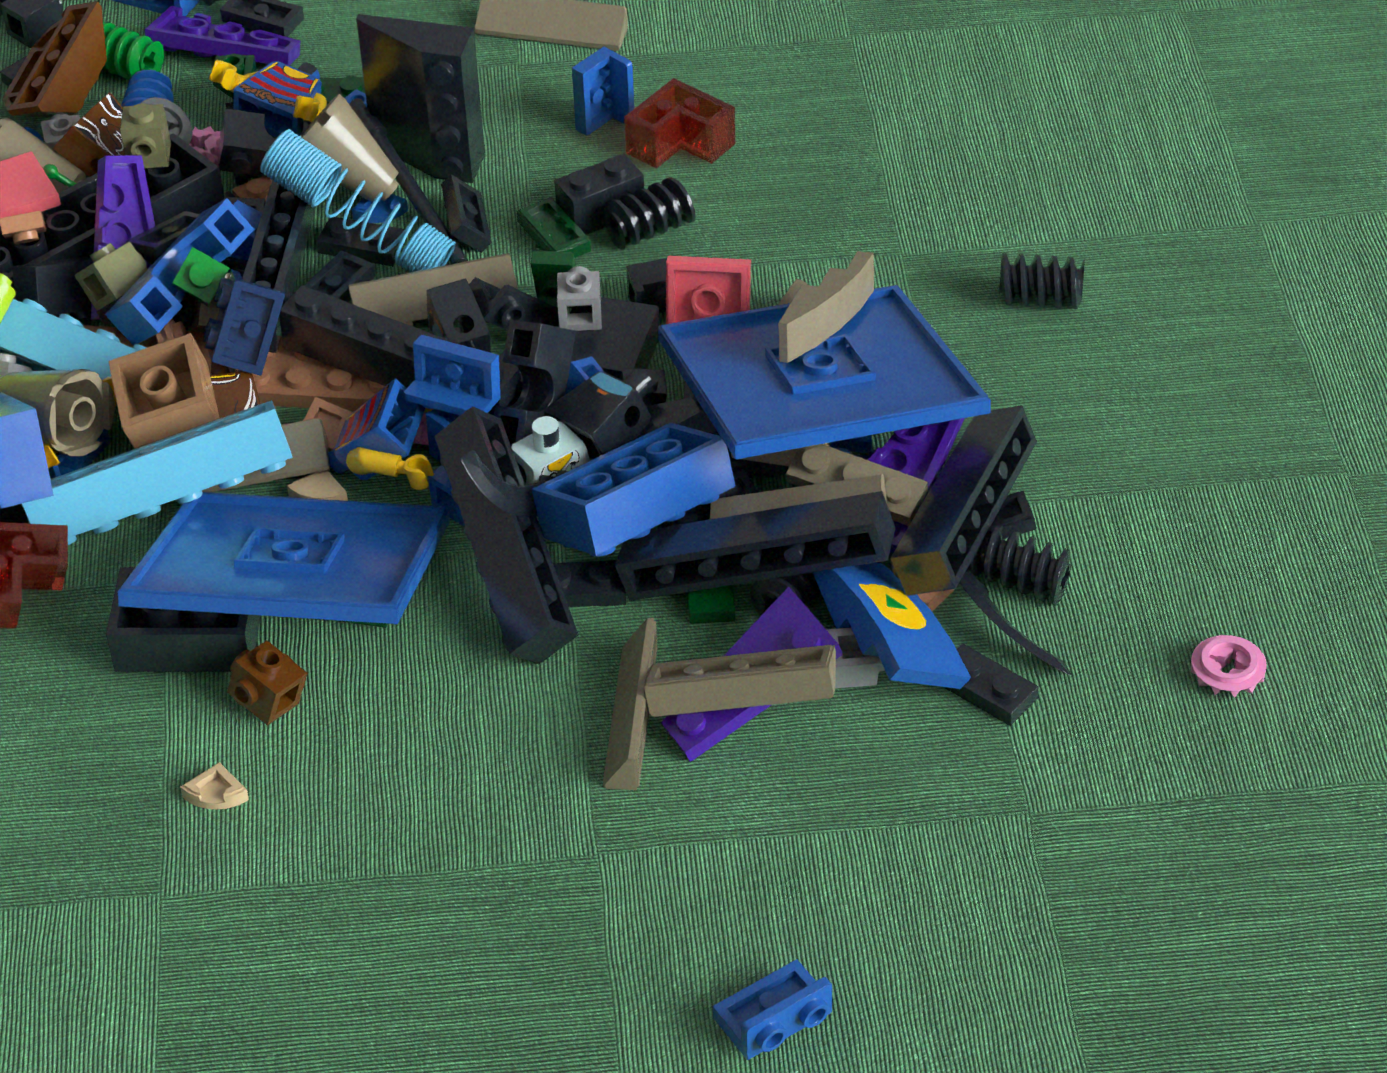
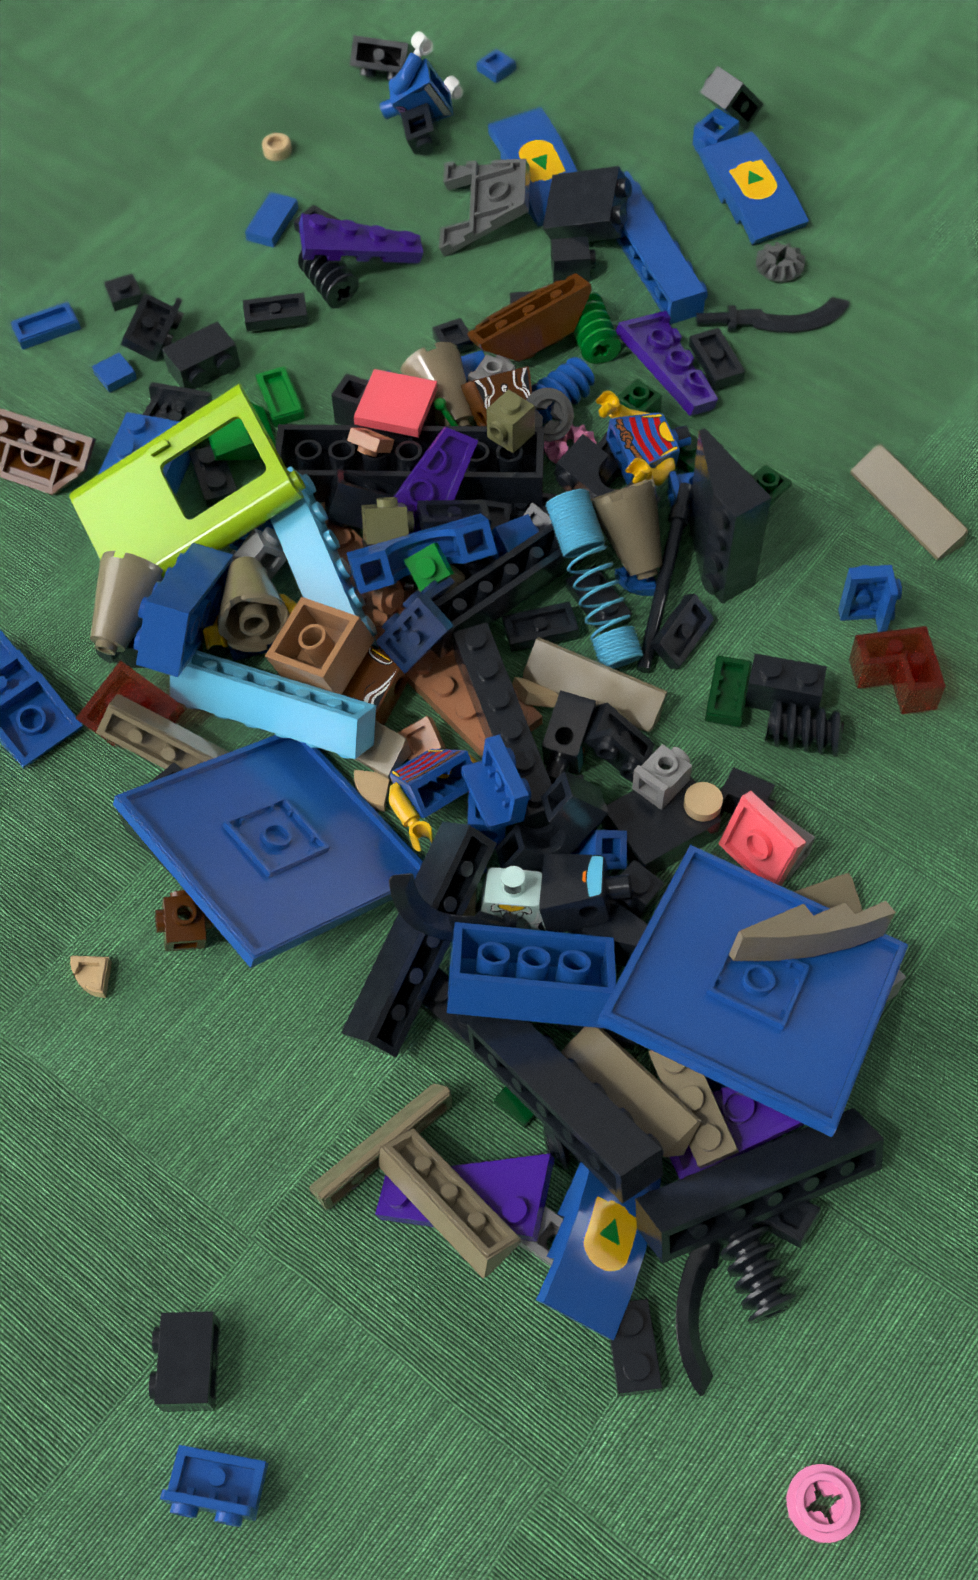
camera: 45 degrees right, 15 degrees up
(68, 569) = (154, 736): none -> dark tan slope
(544, 270) = (672, 736): dark green plate -> none
(631, 298) = (703, 801): none -> tan tile
(650, 955) = (186, 1361): none -> black brick

